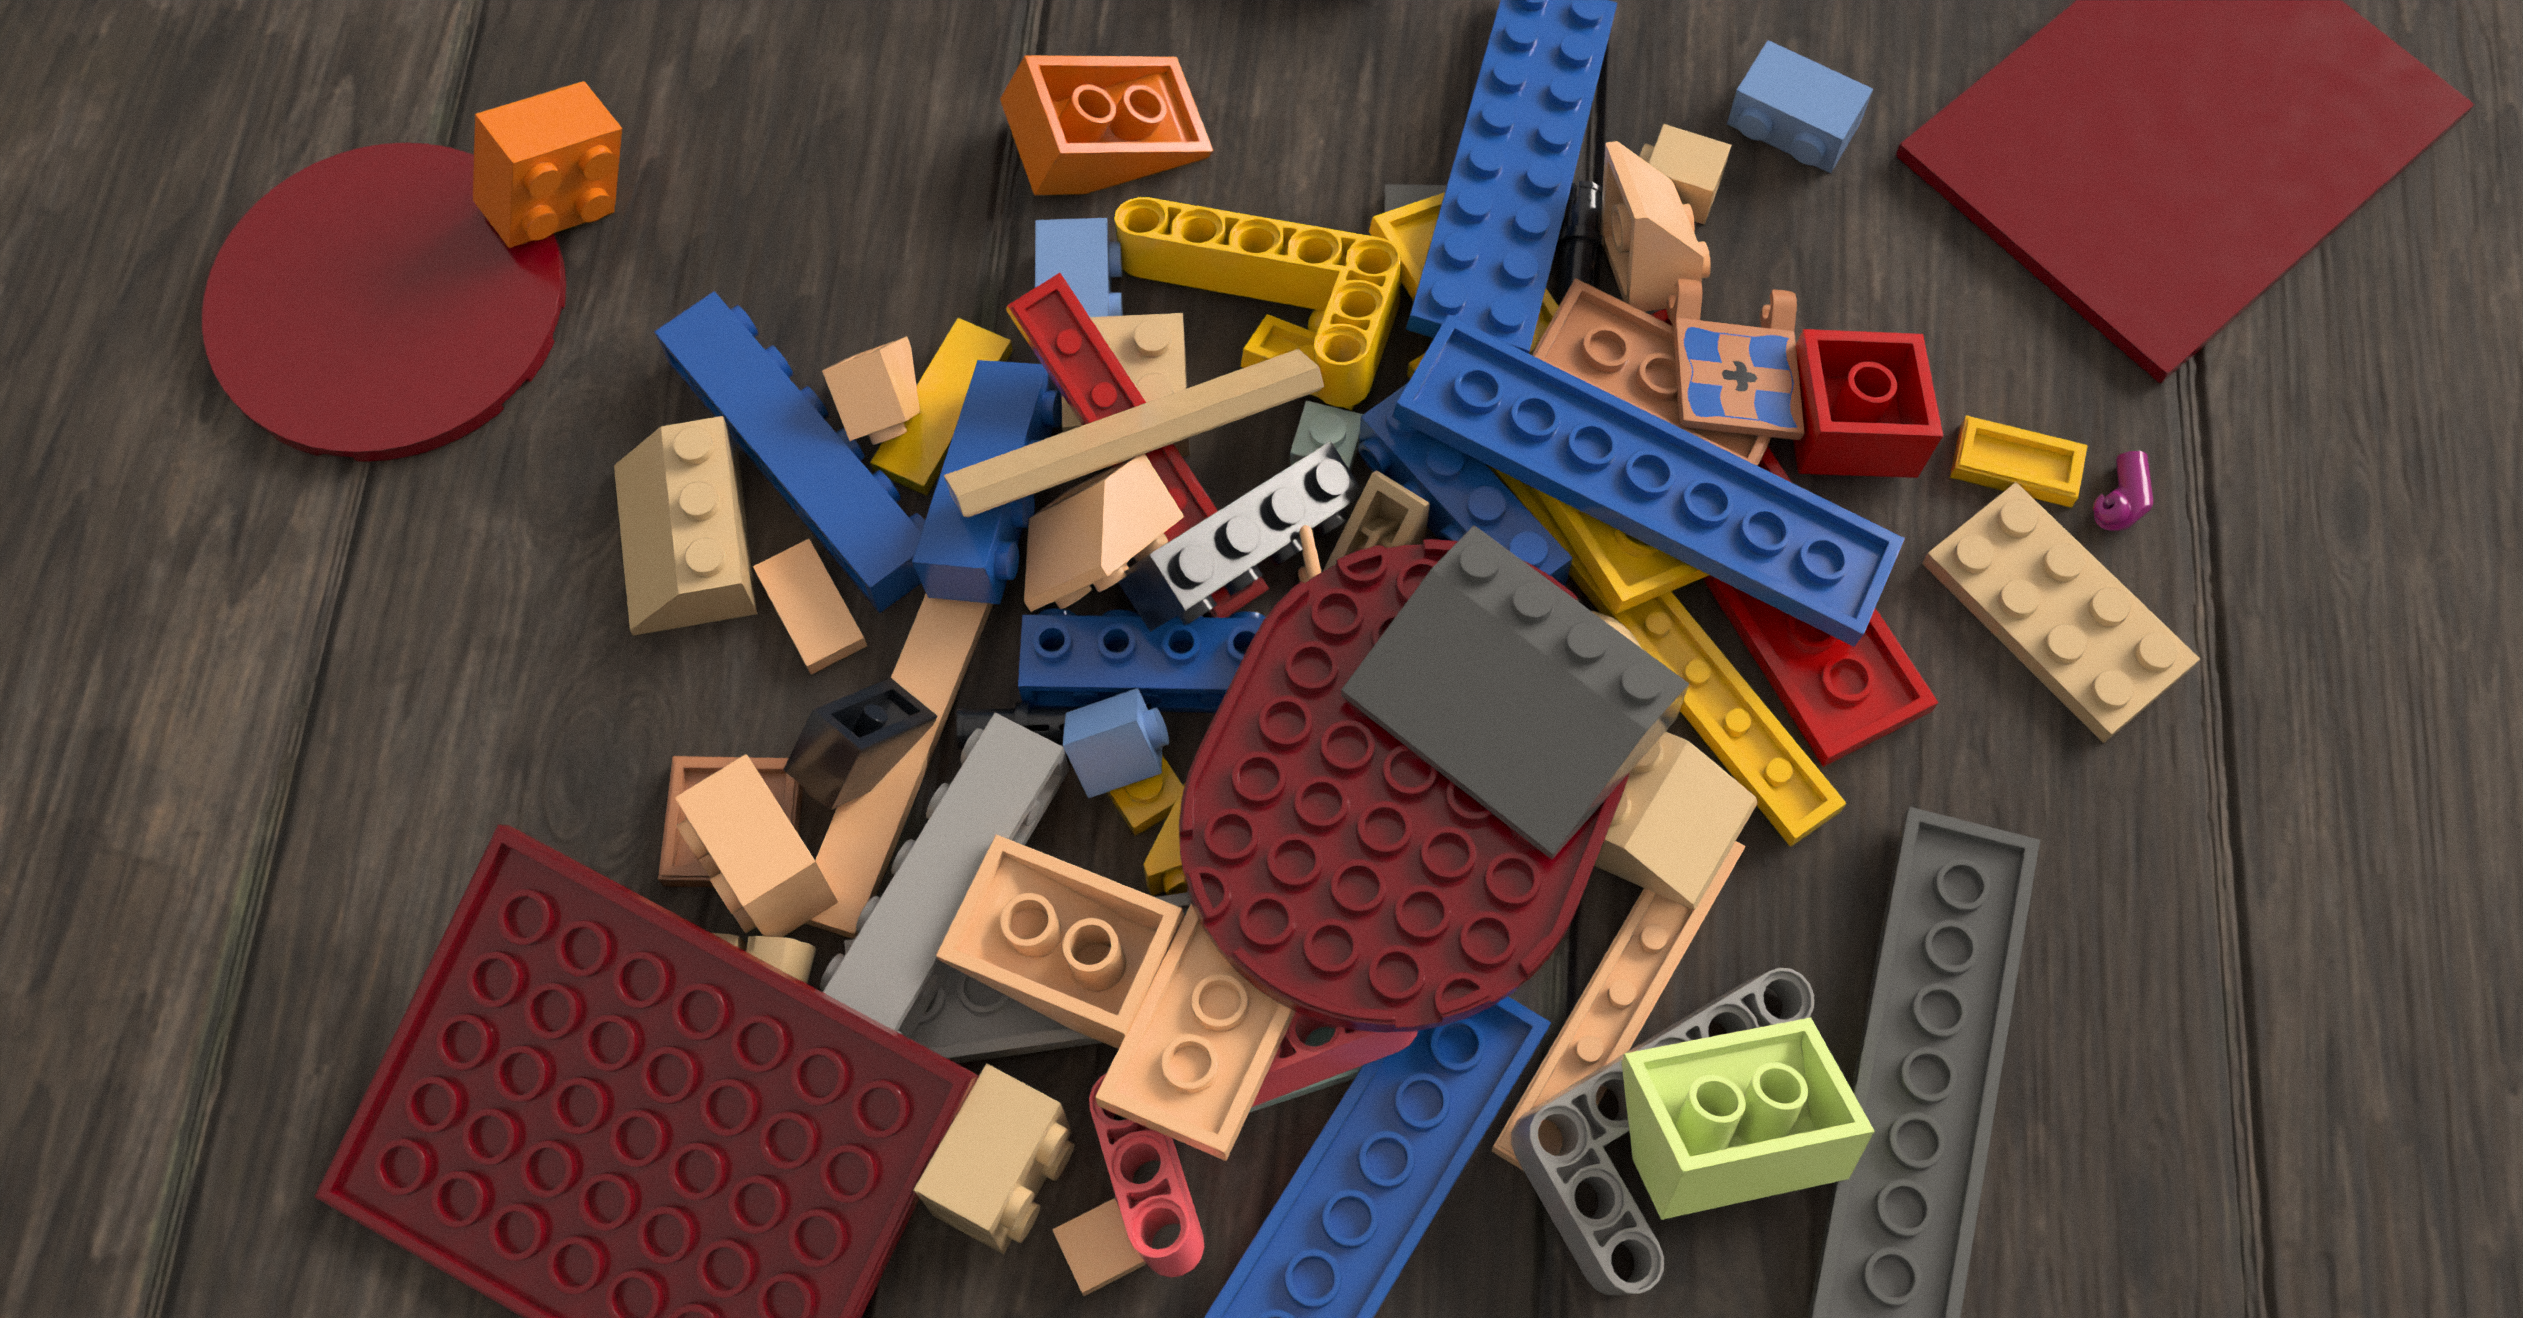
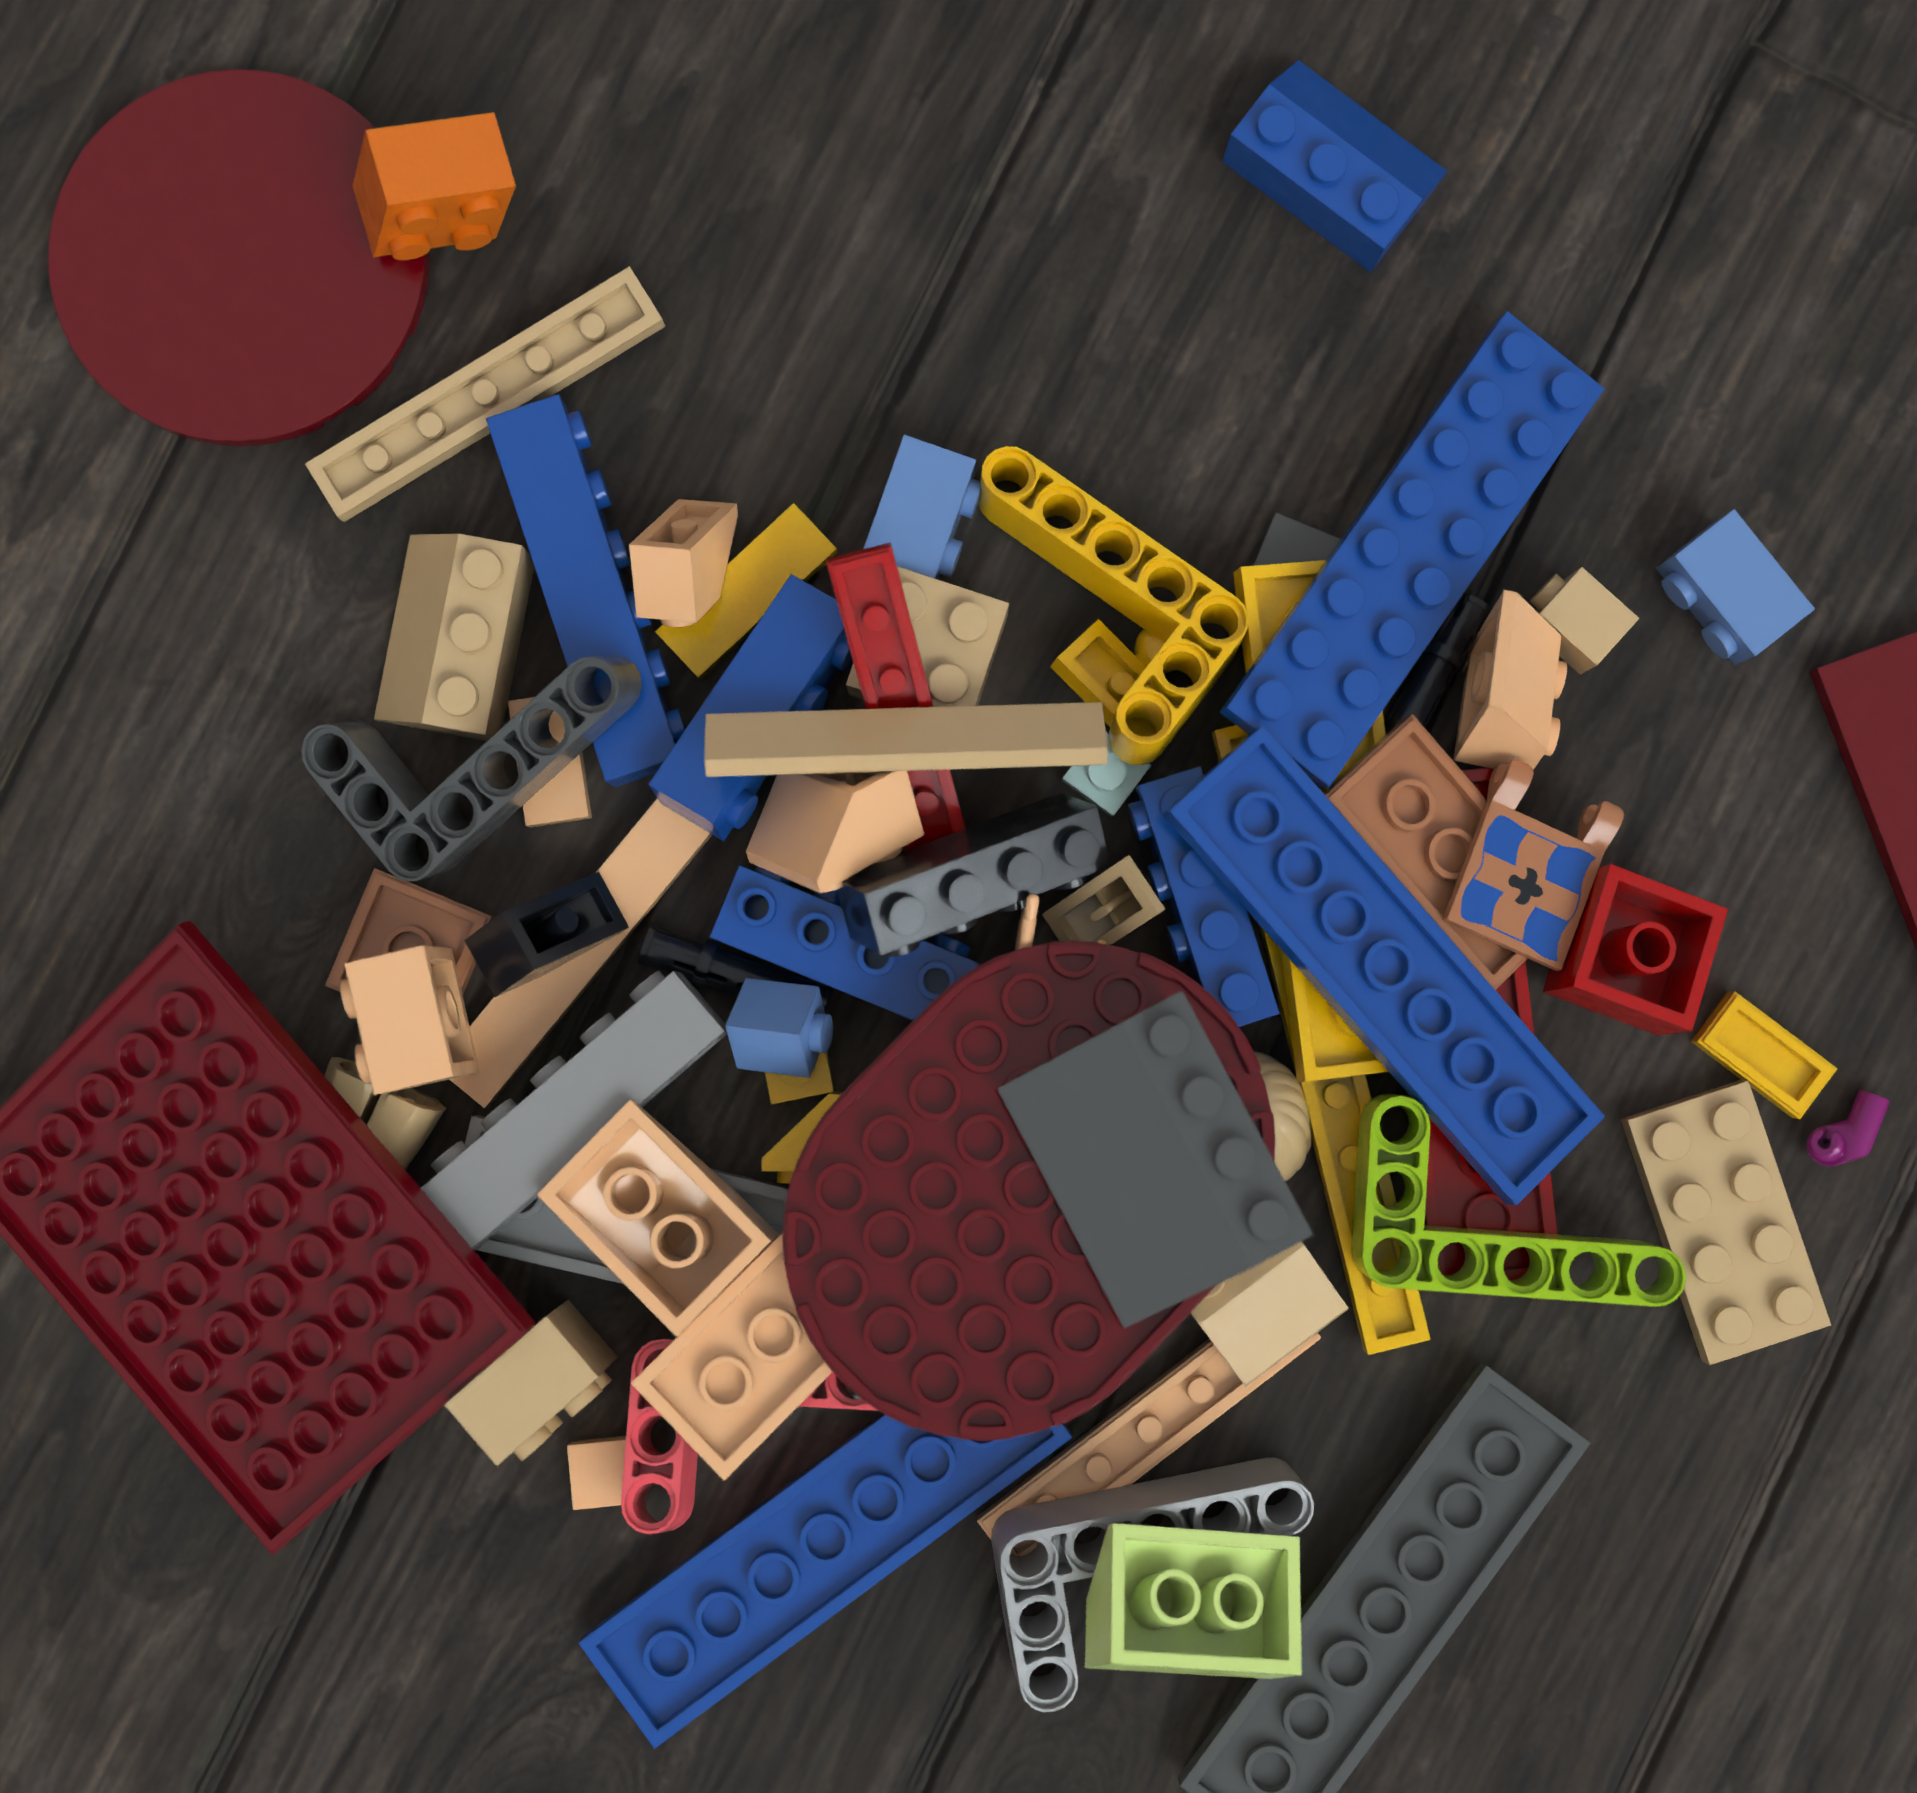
camera: 20 degrees right, 20 degrees up
(626, 344) = (507, 377): none -> tan plate
(746, 621) = (480, 778): none -> dark grey beam
(1101, 120) = (1019, 330): orange slope -> none
(1851, 689) = (1484, 1249): none -> lime beam

